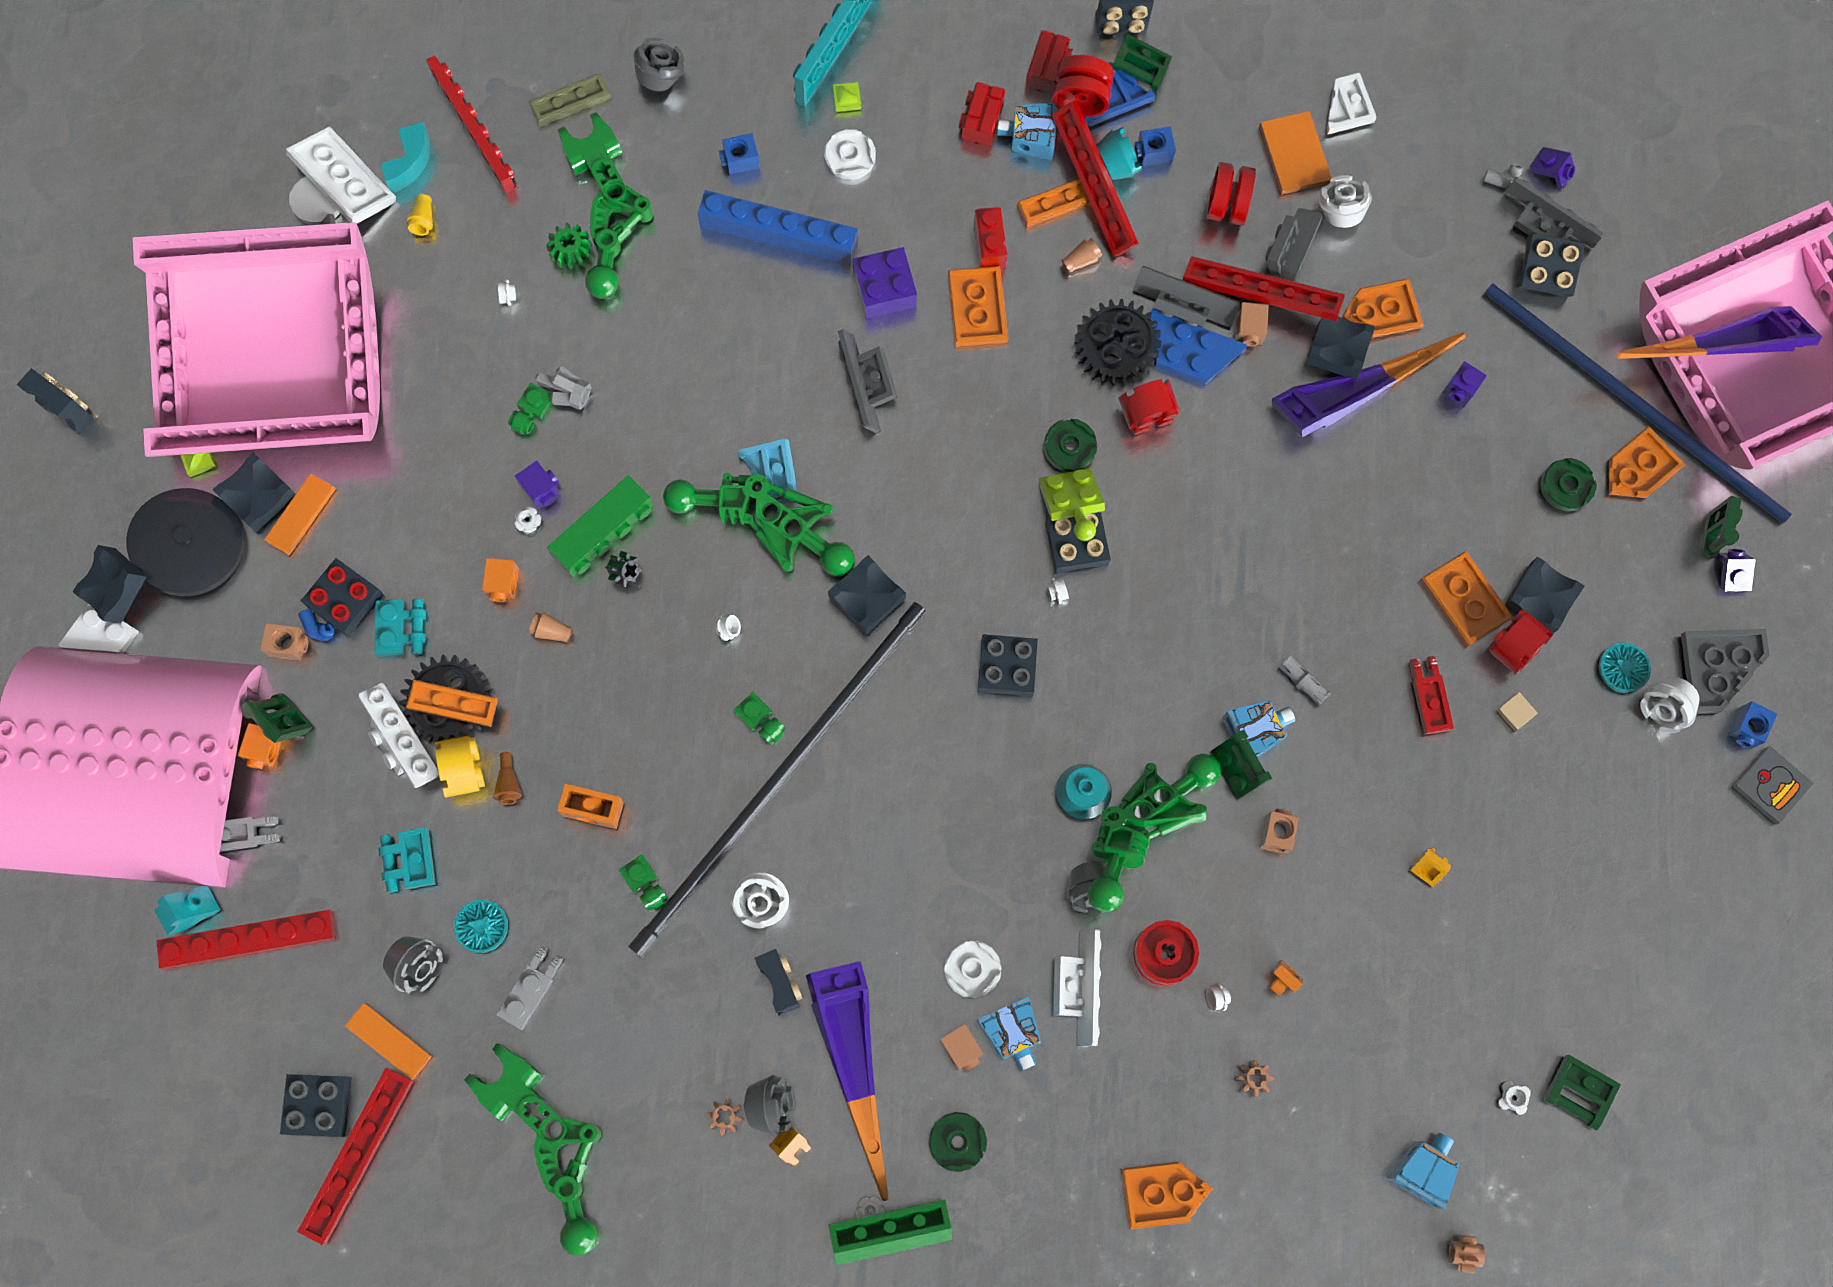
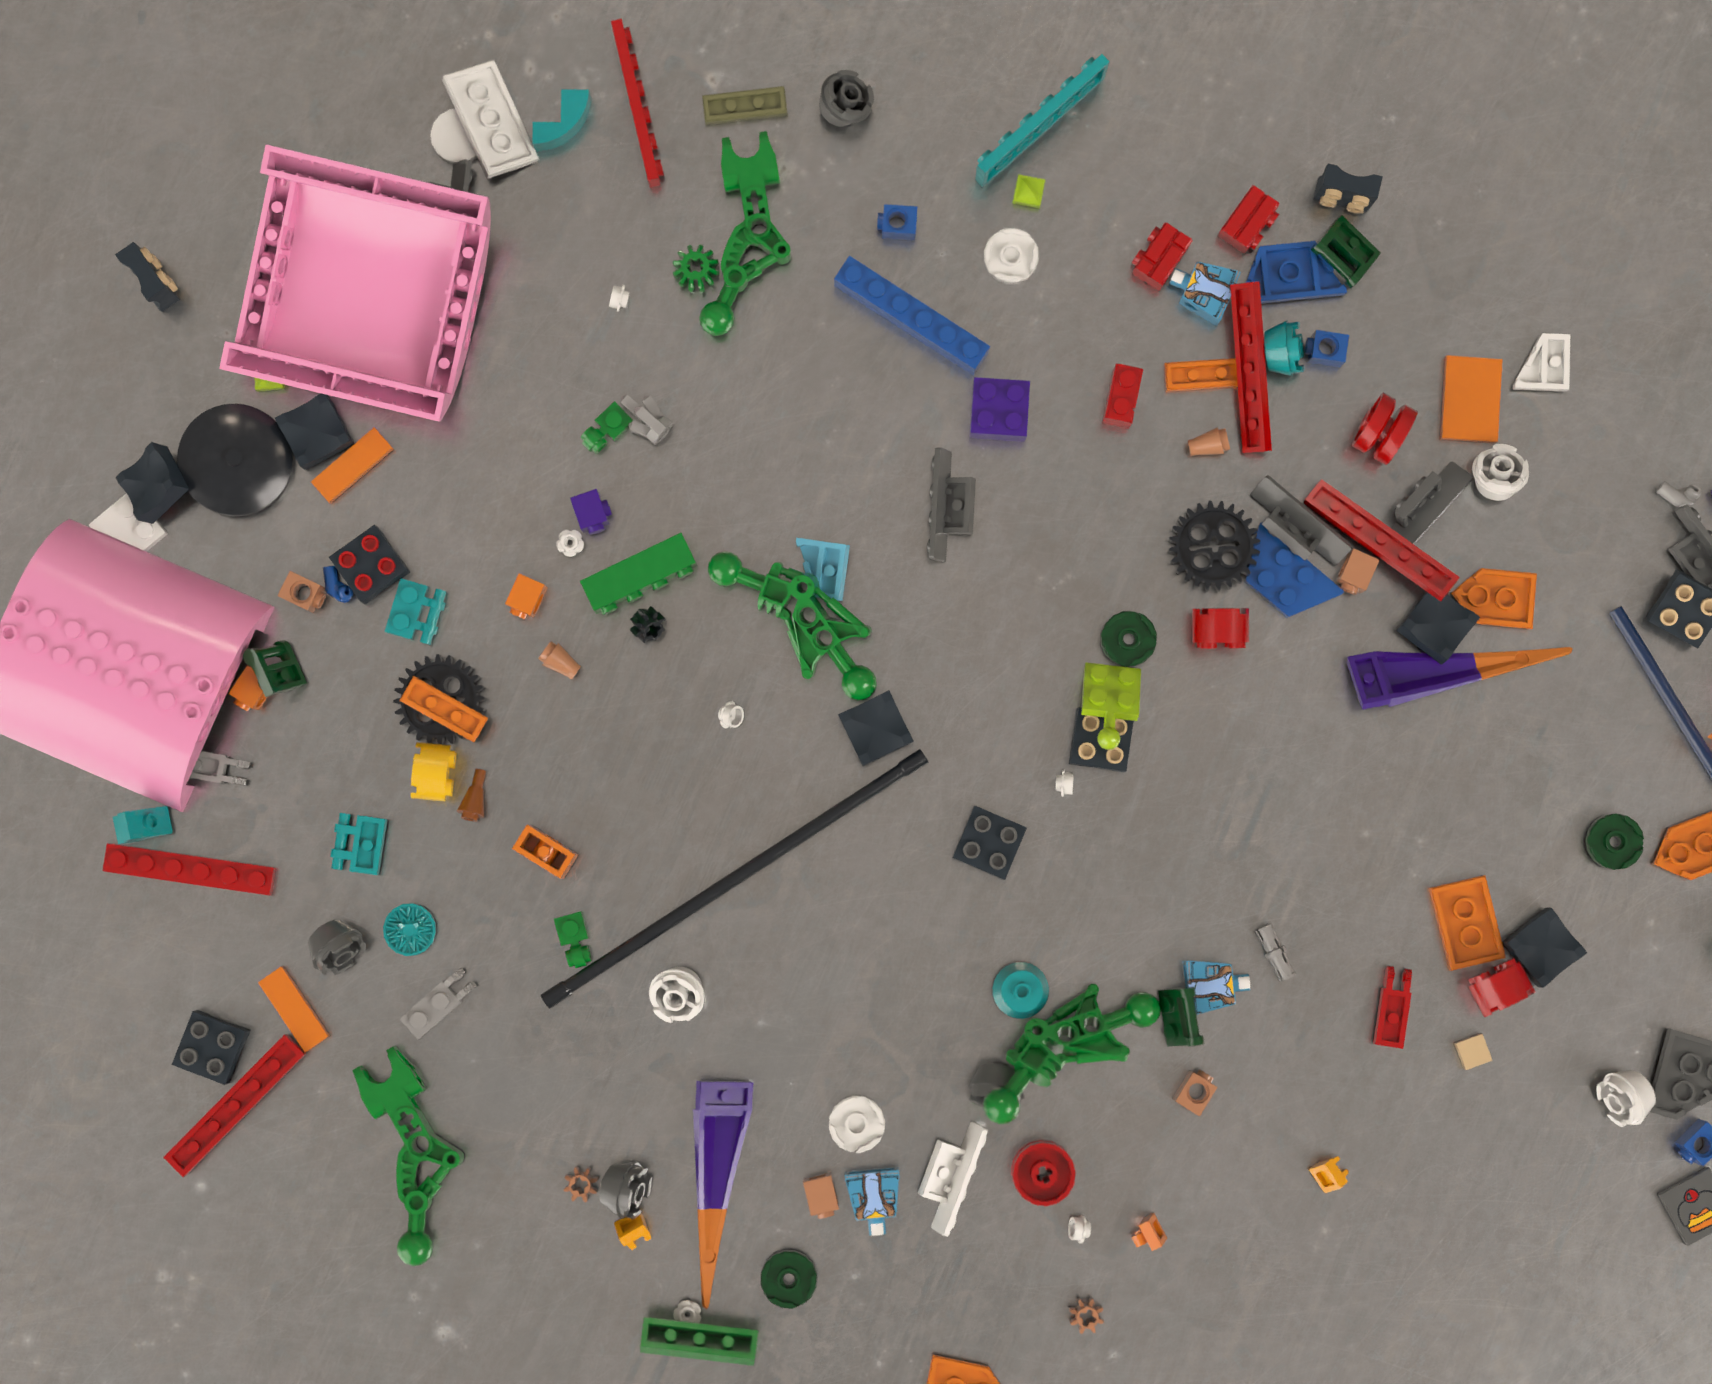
camera: 25 degrees right, 10 degrees up
(396, 737) = (382, 723): white bracket -> none
(420, 216) = (557, 188): yellow cone -> none
(754, 713) = (729, 809): green plate -> none
(784, 992) = (670, 1066): black brick -> none
(977, 306) = (1086, 461): orange tile -> none
(1085, 81) = (1272, 264): red wheel -> none
(1464, 384) = (1548, 705): dark purple brick -> none
(1624, 667) = (1597, 1043): teal wheel -> none

